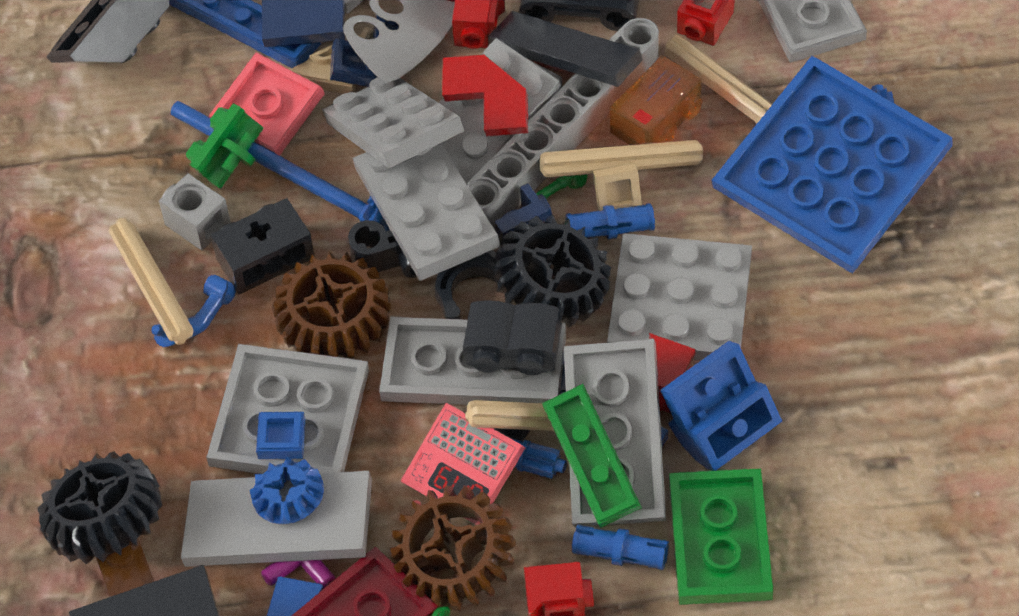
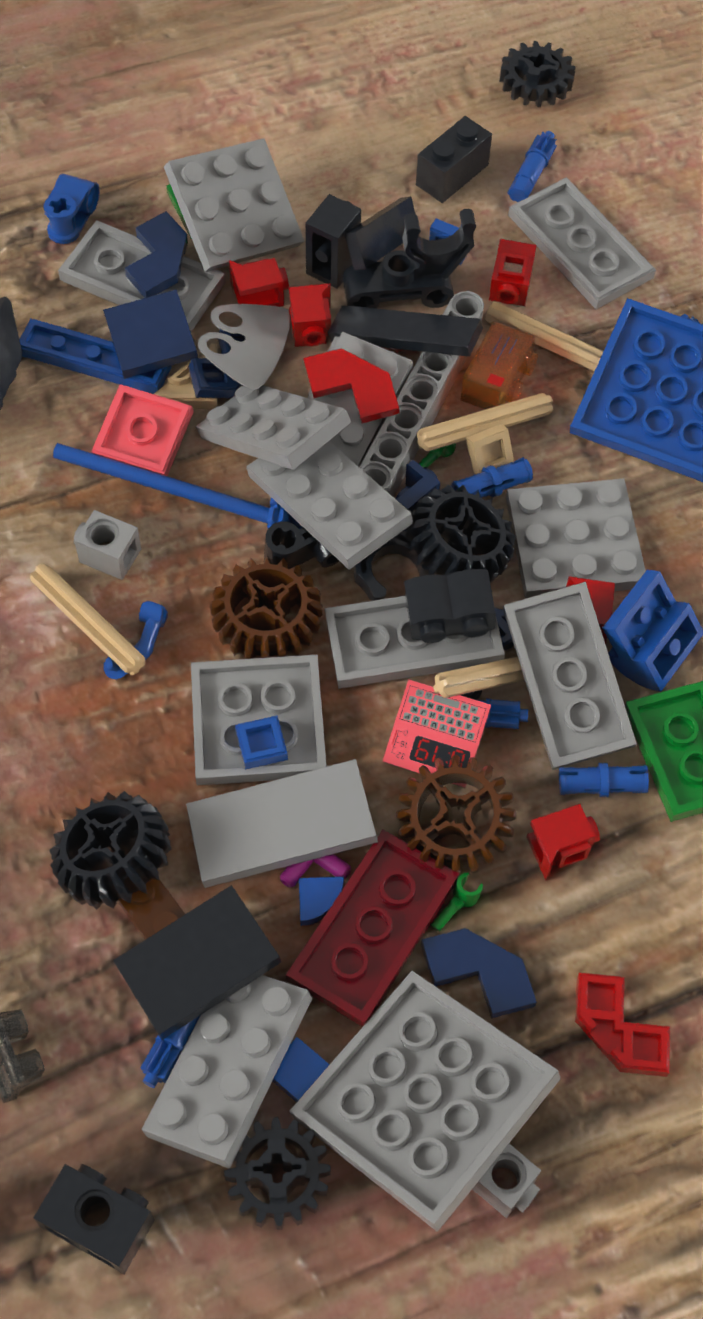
camera: 20 degrees left, 5 degrees up
(226, 145) = (122, 476): green hips -> none
(262, 245) = (182, 564): black brick -> none
(301, 498) = (304, 801): blue gear -> none
(591, 455) = (558, 701): green tile -> none

